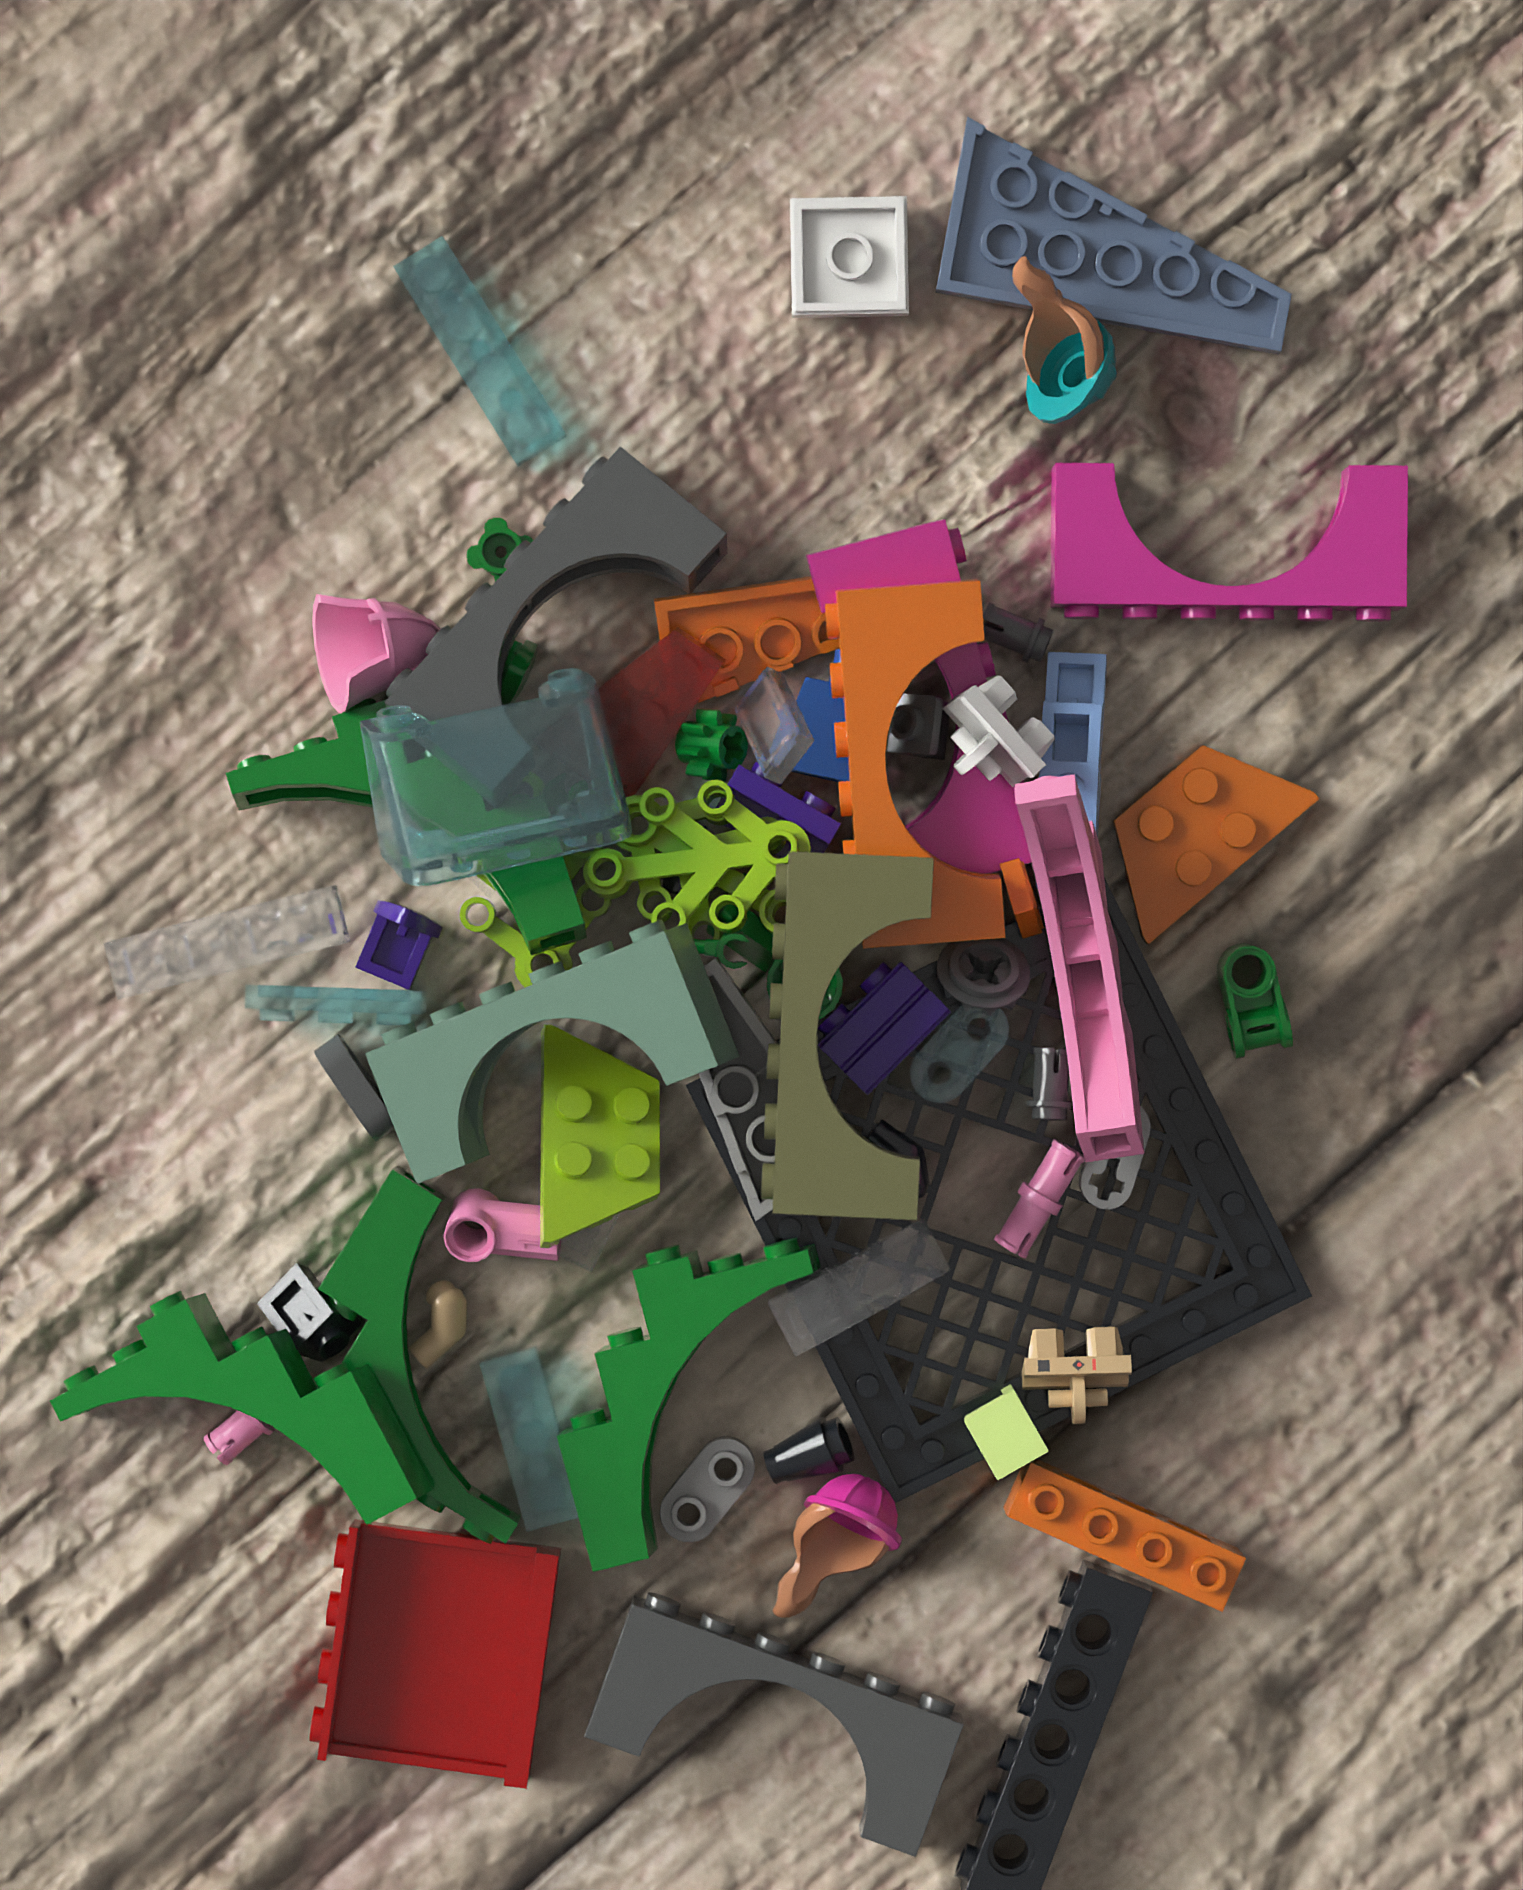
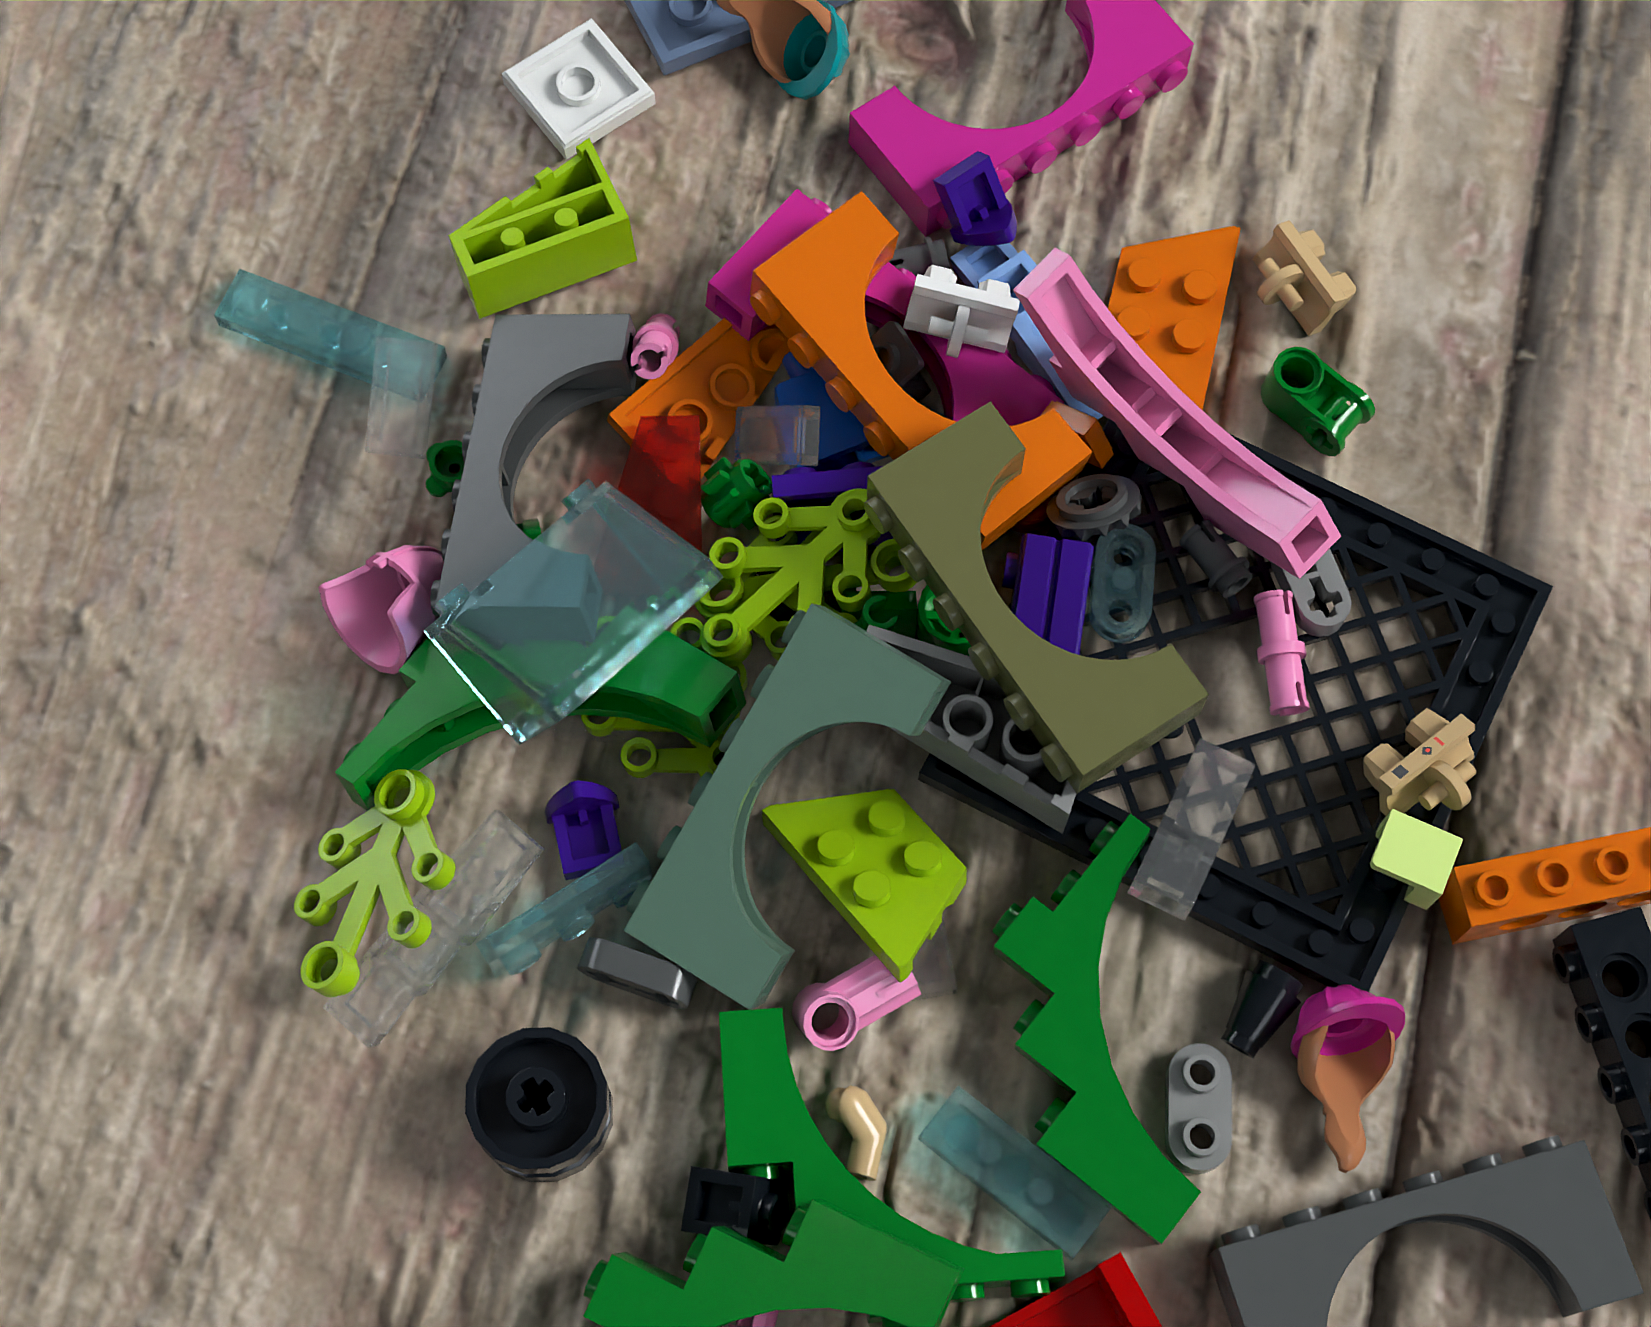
camera: 35 degrees left, 20 degrees down
(179, 1149) = (533, 1067): none -> black wheel
(206, 873) = (399, 811): none -> lime plant
(496, 461) = (401, 397): none -> clear tile
(715, 396) = (545, 237): none -> lime wedge
(733, 570) = (655, 346): none -> bright pink pin
(1099, 631) = (976, 203): none -> dark purple tile
(1324, 882) = (1299, 278): none -> tan hips

